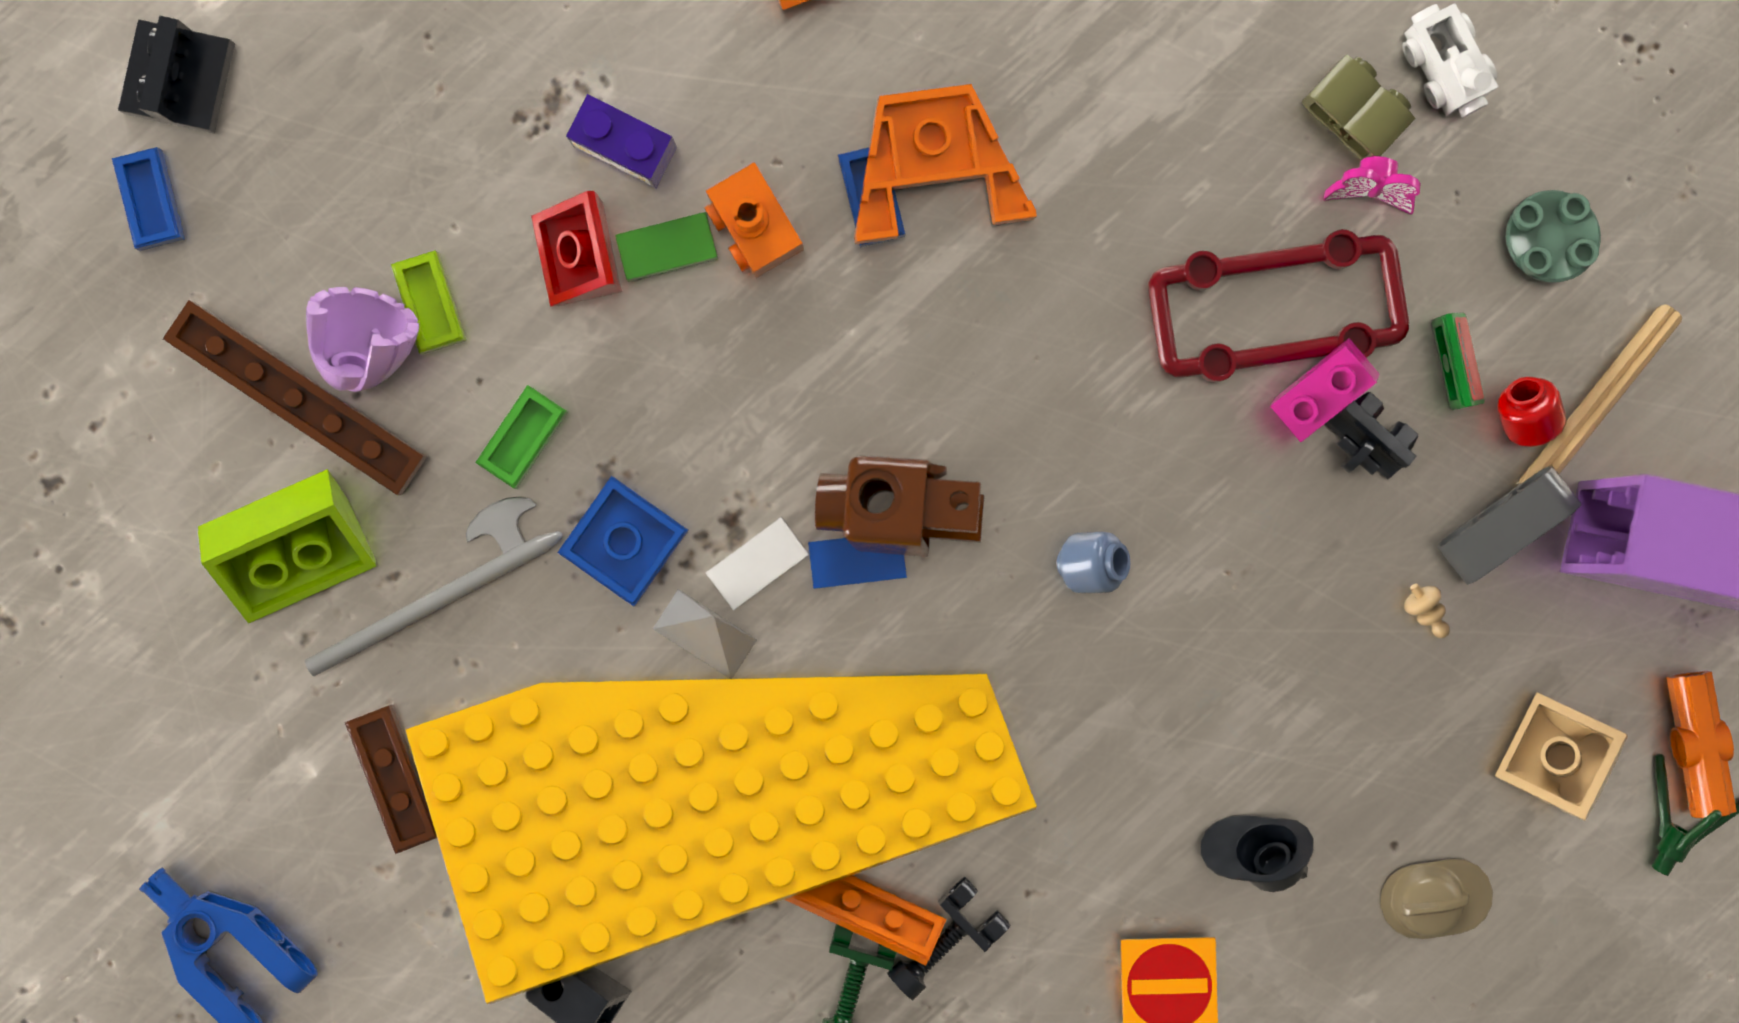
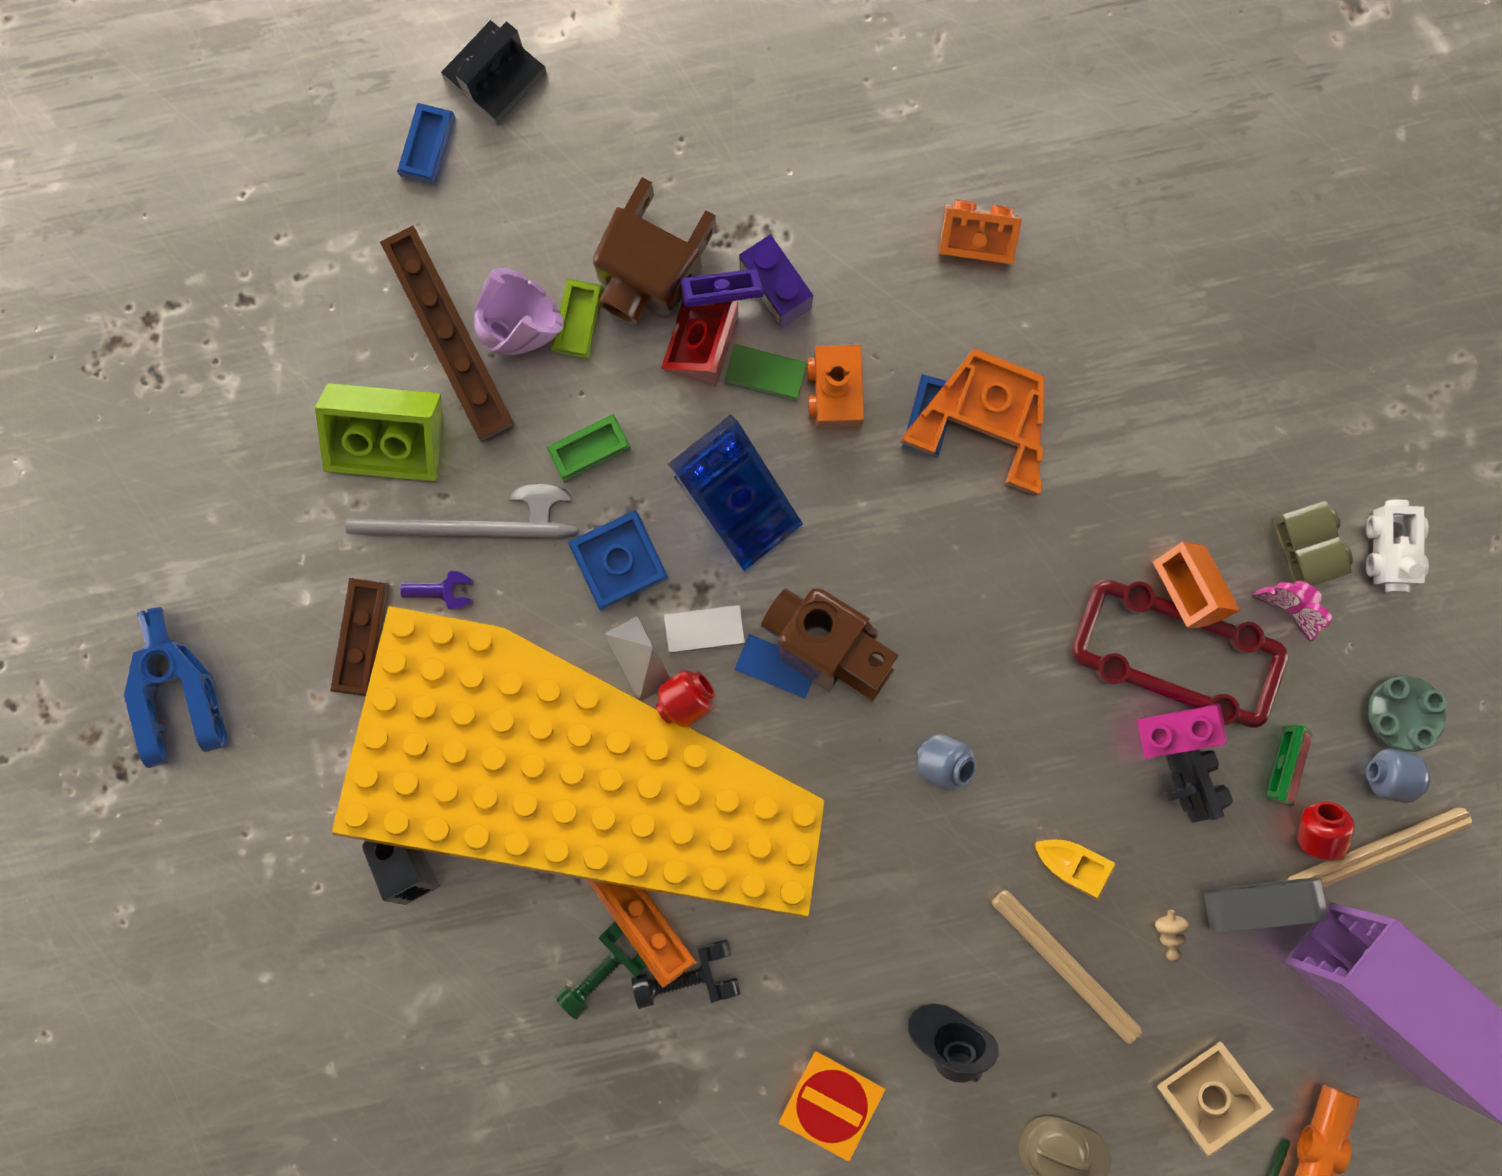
camera: 30 degrees right, 5 degrees down
(449, 681) = (440, 590): none -> dark purple bar
(467, 201) = (645, 262): none -> reddish brown piece
(568, 186) = (721, 287): none -> dark purple slope
(709, 402) = (735, 492): none -> clear blue brick
(778, 649) = (685, 698): none -> red head
(1256, 224) = (1196, 585): none -> orange brick
(1289, 593) = (1076, 865): none -> yellow plate
(1335, 704) = (1067, 966): none -> tan axle
(1577, 309) = (1398, 775): none -> sand blue head

